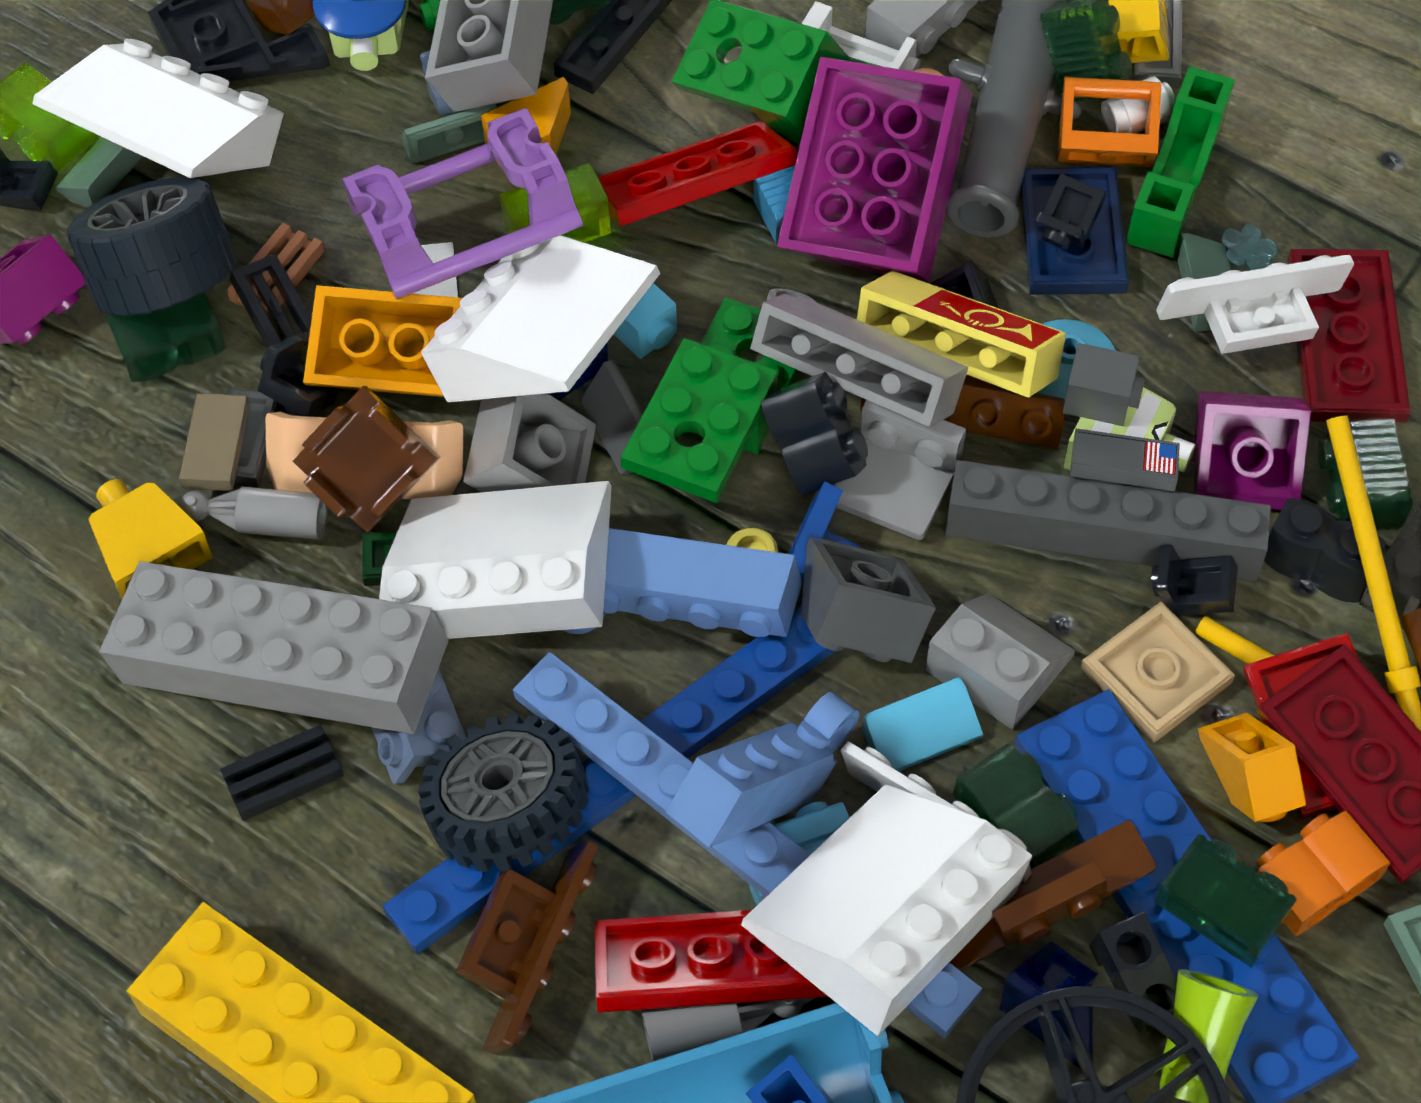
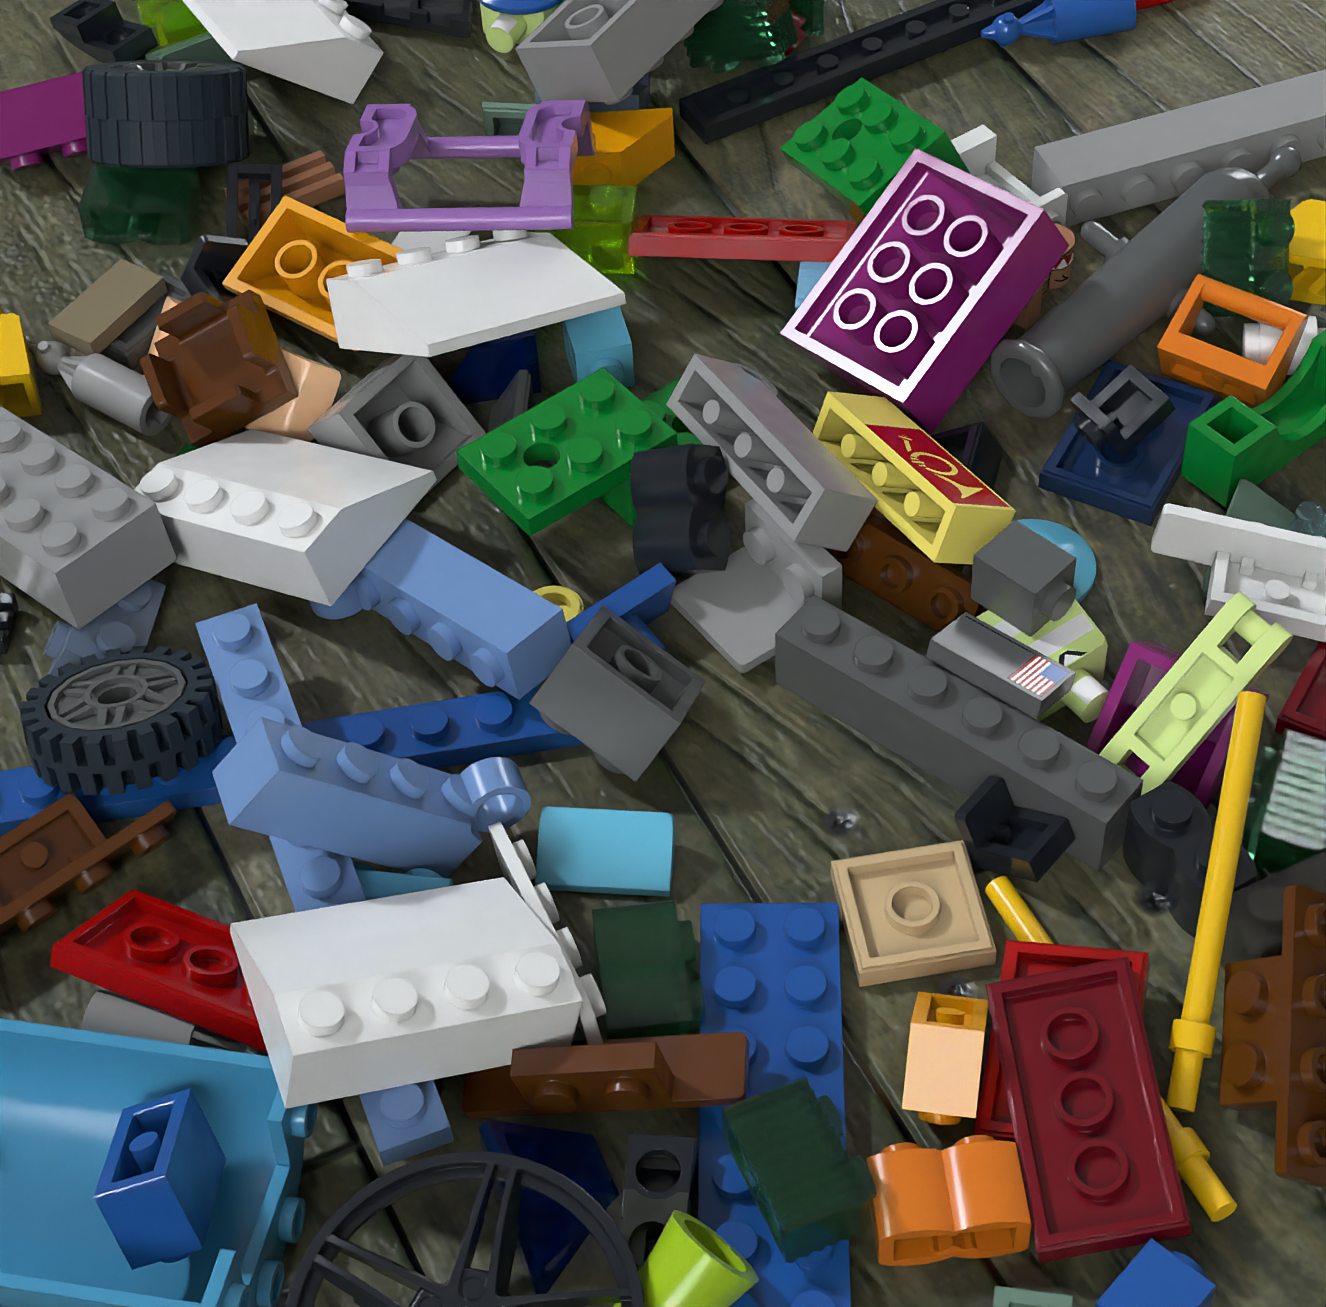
camera: 30 degrees right, 10 degrees down
(998, 657) = (737, 816): light grey slope -> none
(1275, 425) = (1197, 692): none -> yellowish green plate

